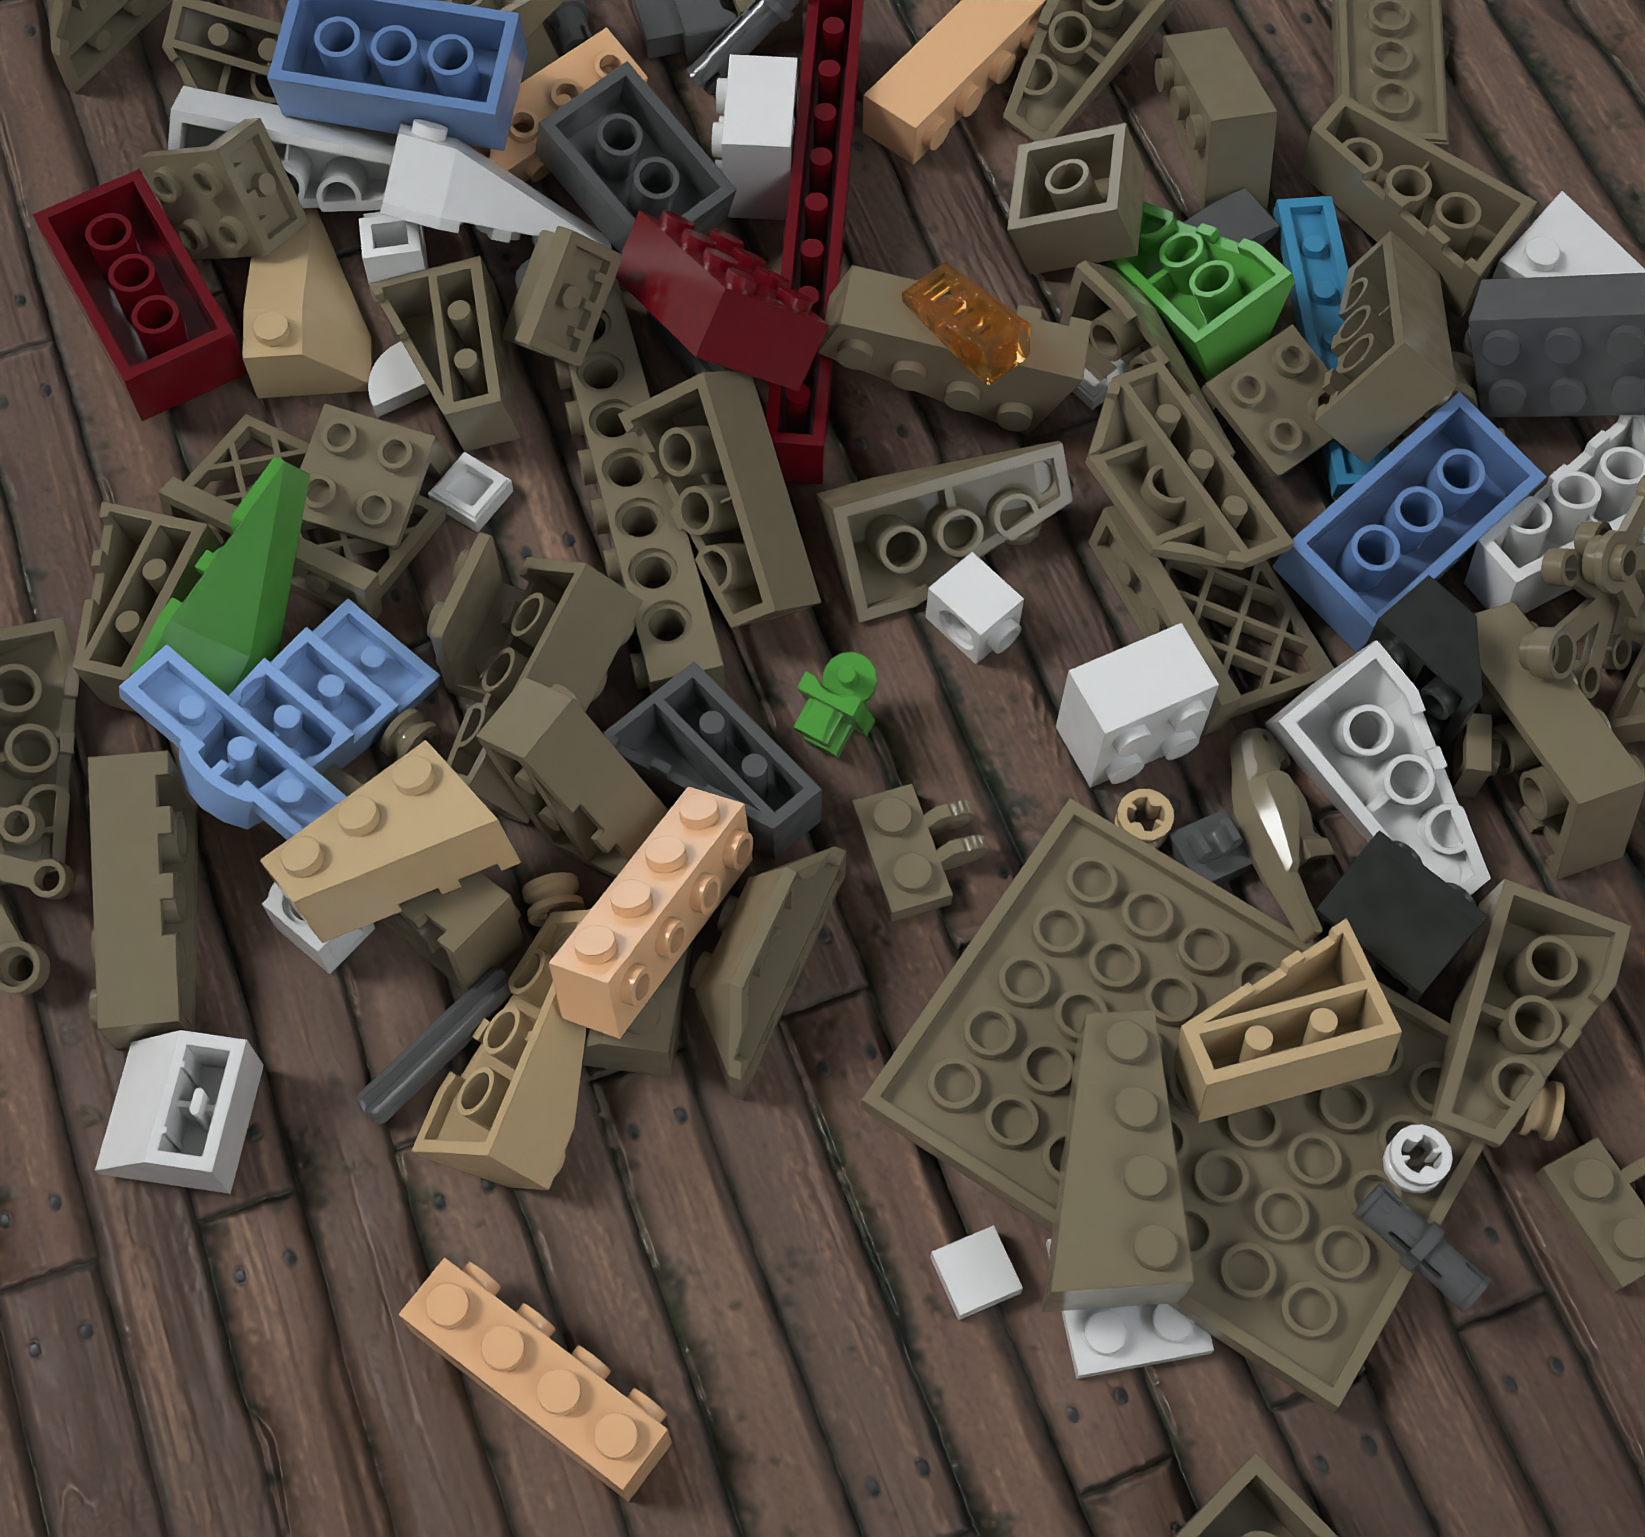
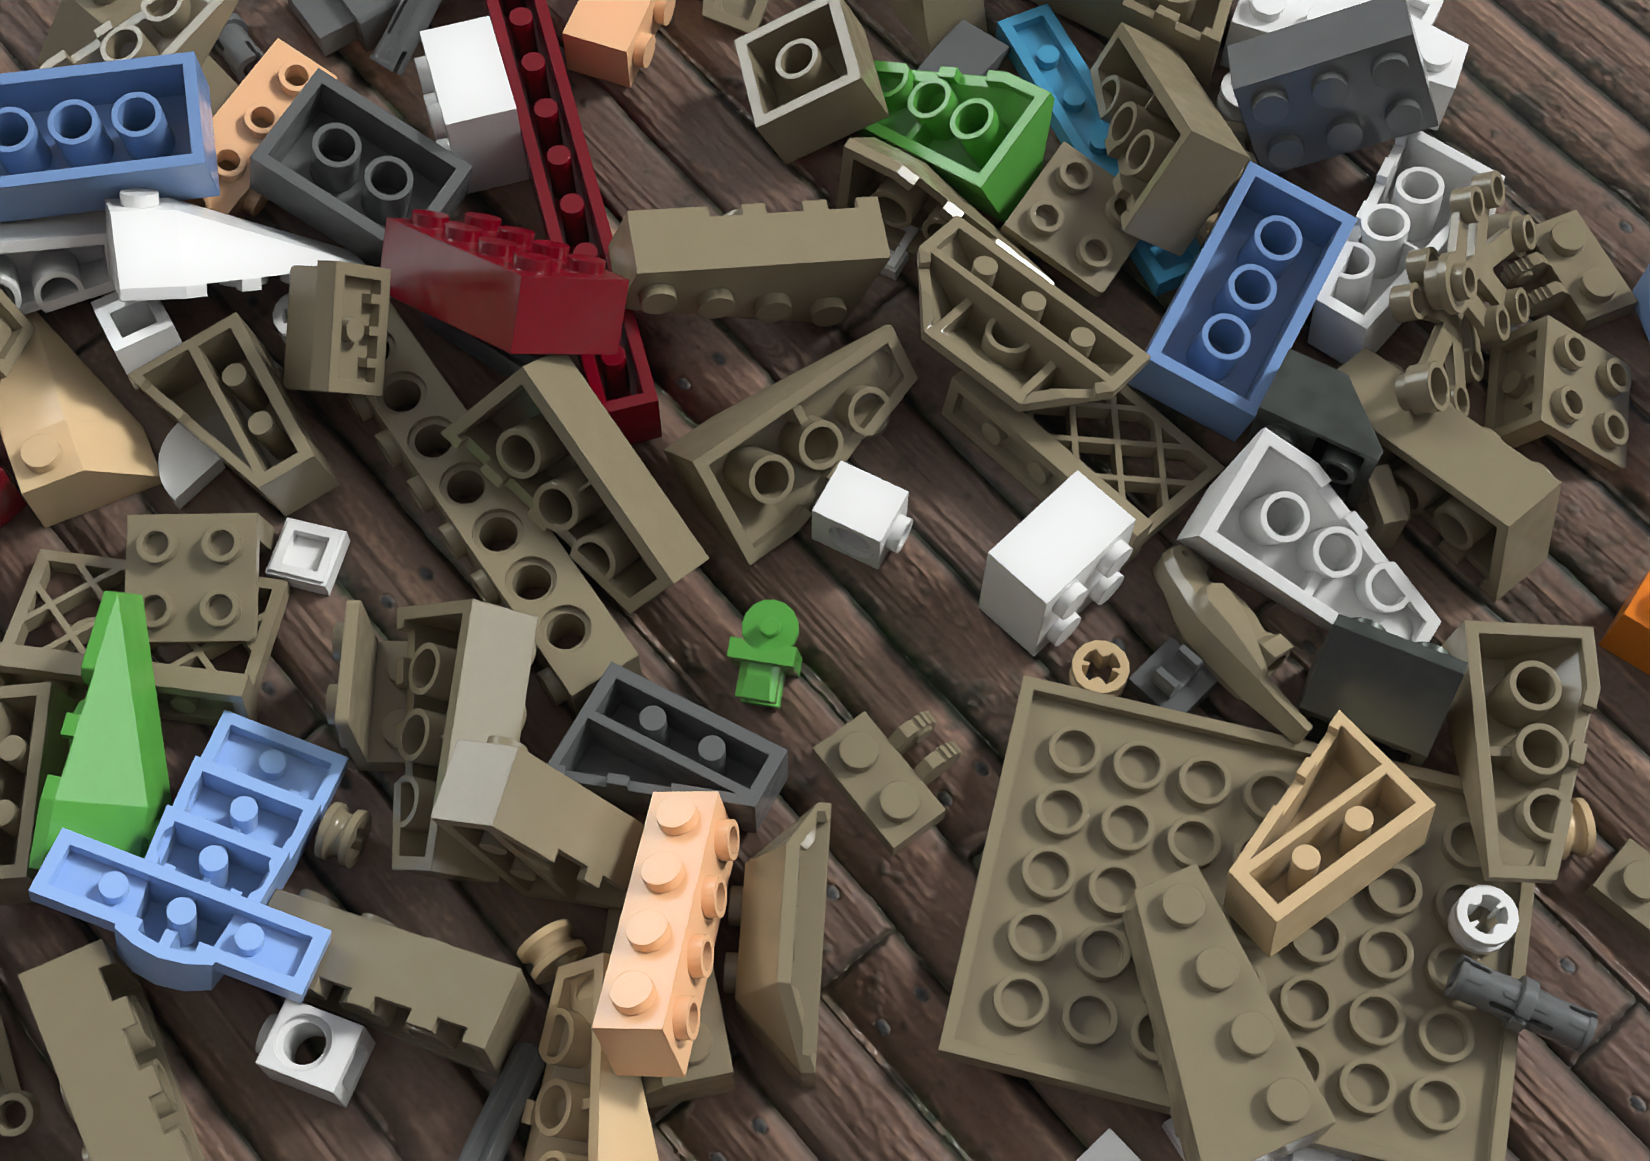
camera: 20 degrees left, 0 degrees up
(386, 844) = (375, 960): tan wedge -> none
(990, 352) = (795, 255): clear orange slope -> none

